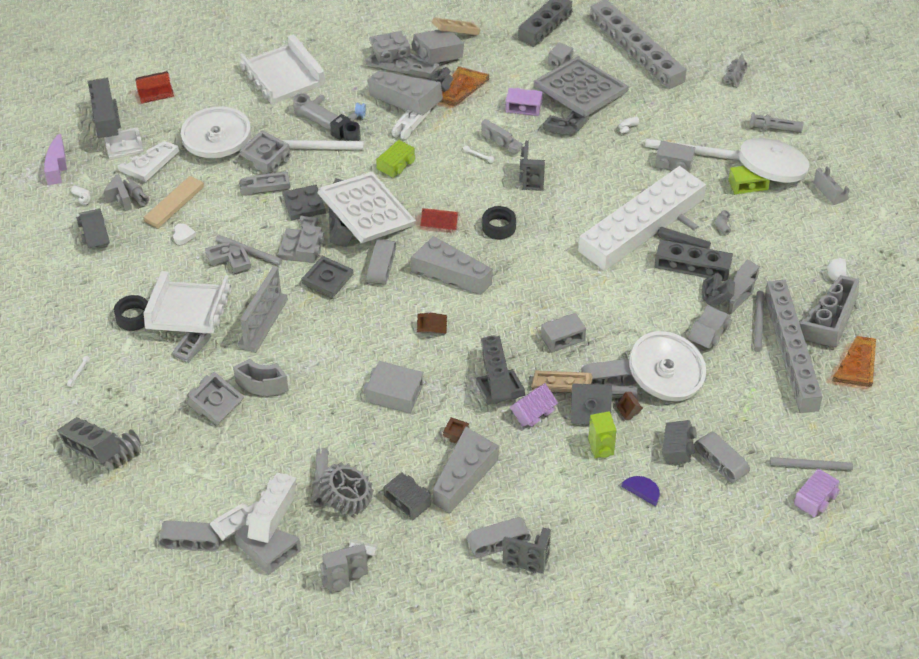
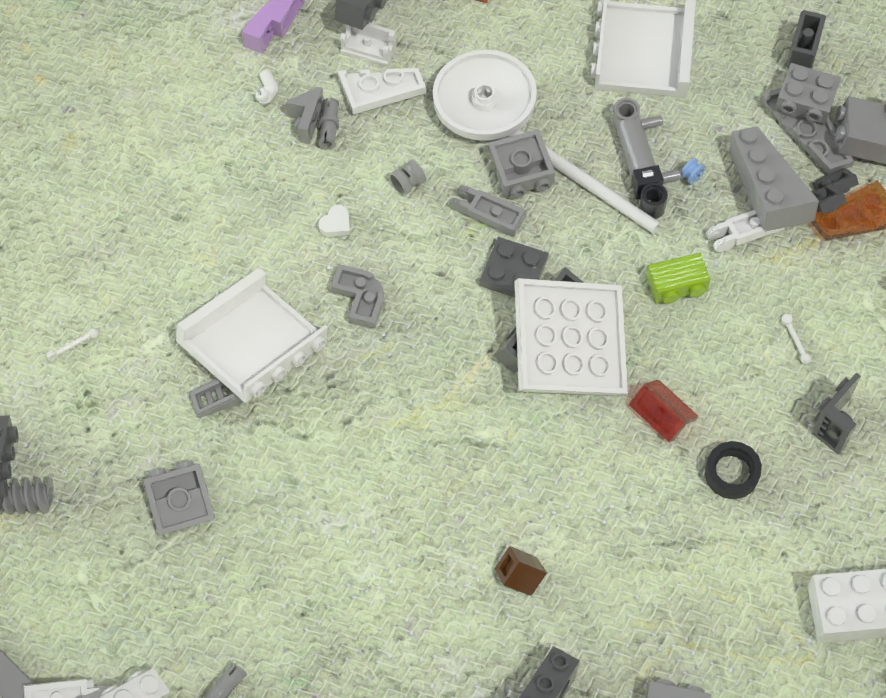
camera: 40 degrees right, 15 degrees up
(93, 228) = (237, 149): dark grey brick -> none
(126, 303) = (180, 286): black tyre -> none
(173, 202) = (360, 166): tan tile -> none
(206, 191) = (407, 177): none -> light grey wheel
(250, 250) = (393, 298): light grey bar -> none
(261, 379) = (249, 511): light grey brick -> none
(262, 312) = (325, 410): light grey fence -> none
(301, 244) = (460, 333): light grey plate -> none
(310, 221) = (494, 307): light grey tile -> none
(327, 276) = (451, 405): dark grey plate -> none
(367, 24) = (806, 39): none -> dark grey brick
(381, 261) = (534, 428): light grey beam -> none
(394, 386) = (397, 635): light grey brick -> none
(452, 266) = (610, 491): light grey wedge -> none
(500, 136) = (844, 334): light grey hinge -> none

